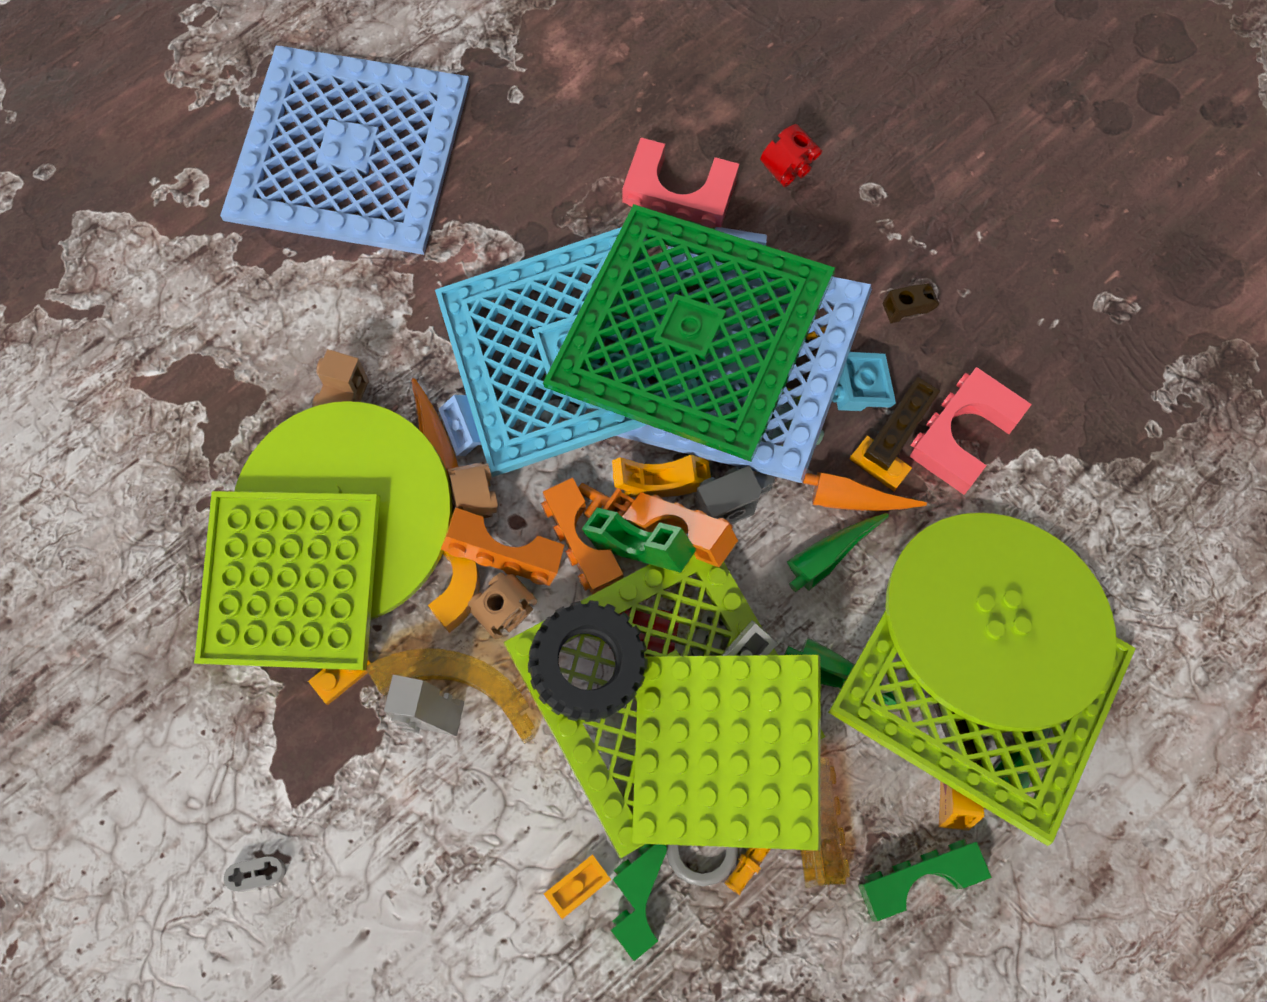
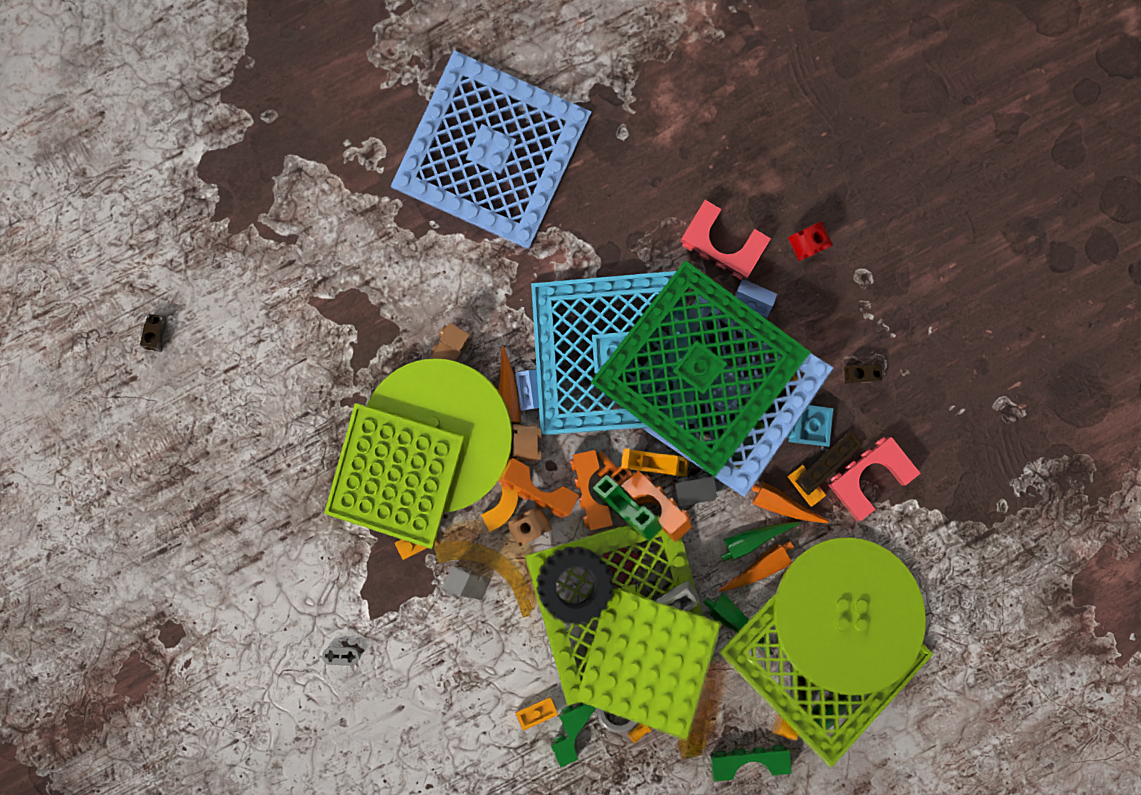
camera: 15 degrees right, 15 degrees up
(858, 583) = (767, 564): none -> orange piece

